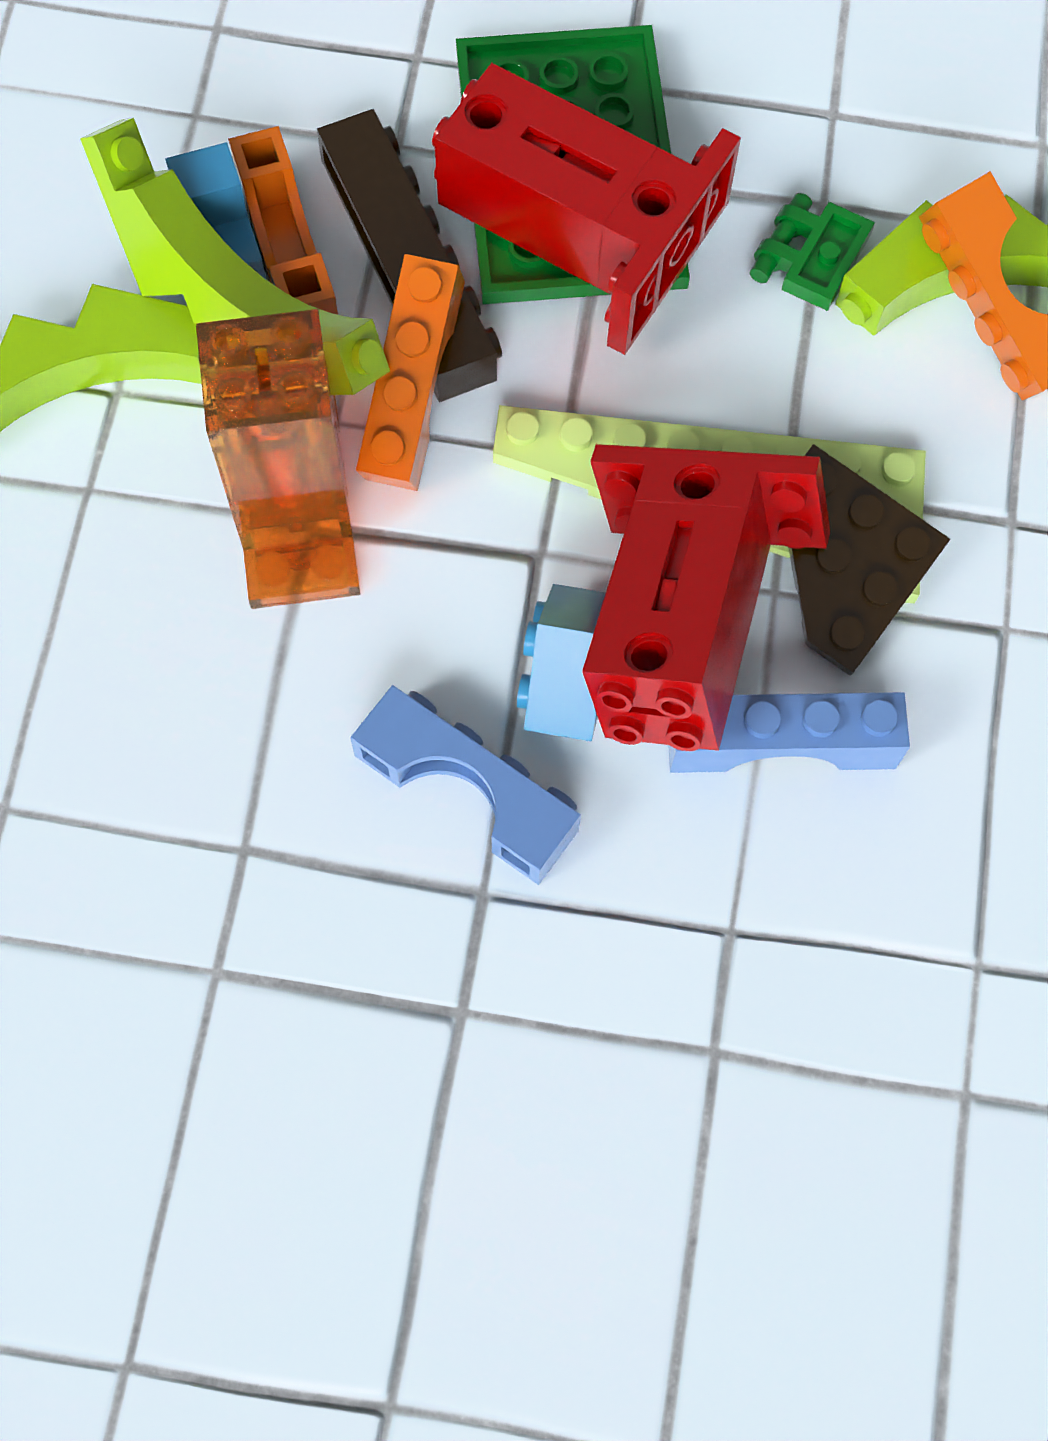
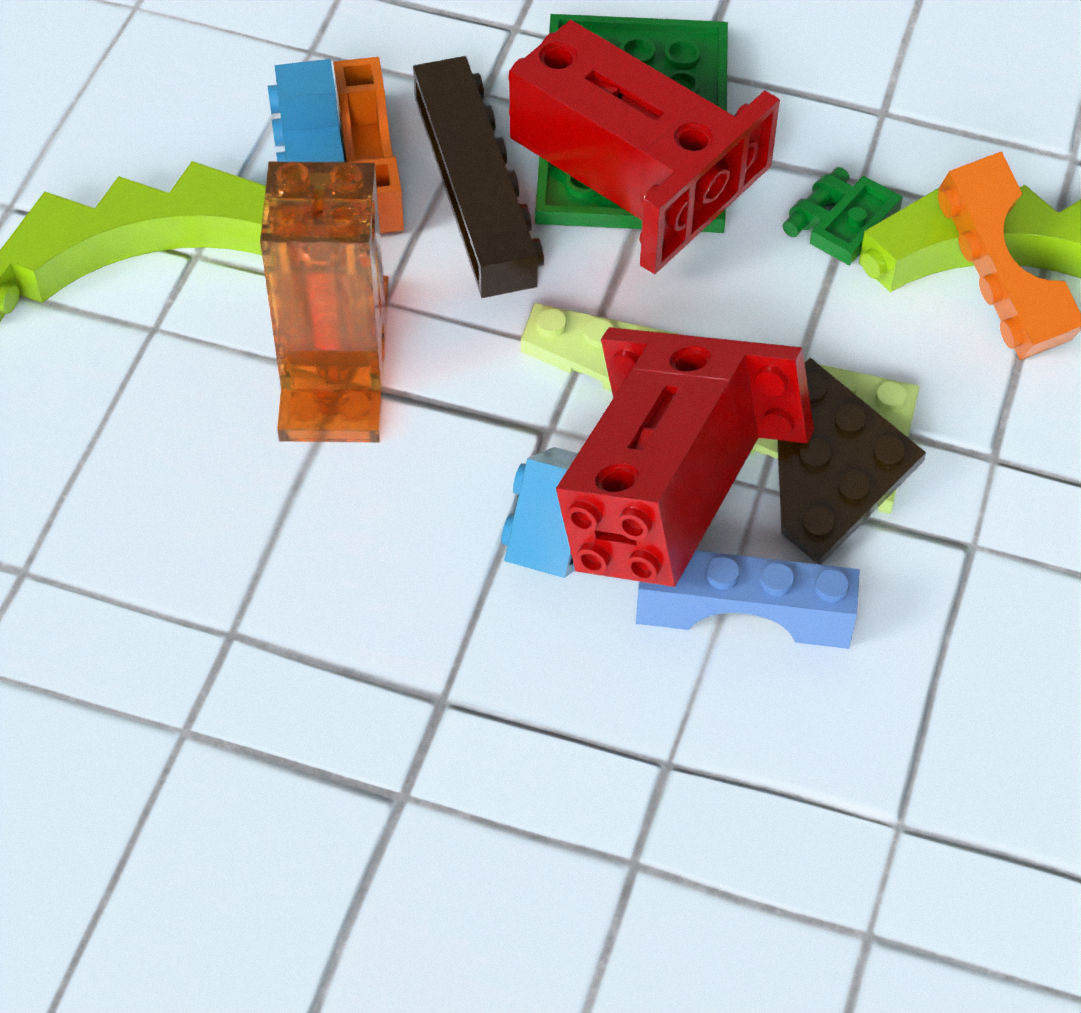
camera: 10 degrees right, 15 degrees down
(181, 253) = (266, 126): lime arch -> none
(409, 741) = (400, 560): medium blue arch -> none
(414, 345) = (440, 291): orange arch -> none

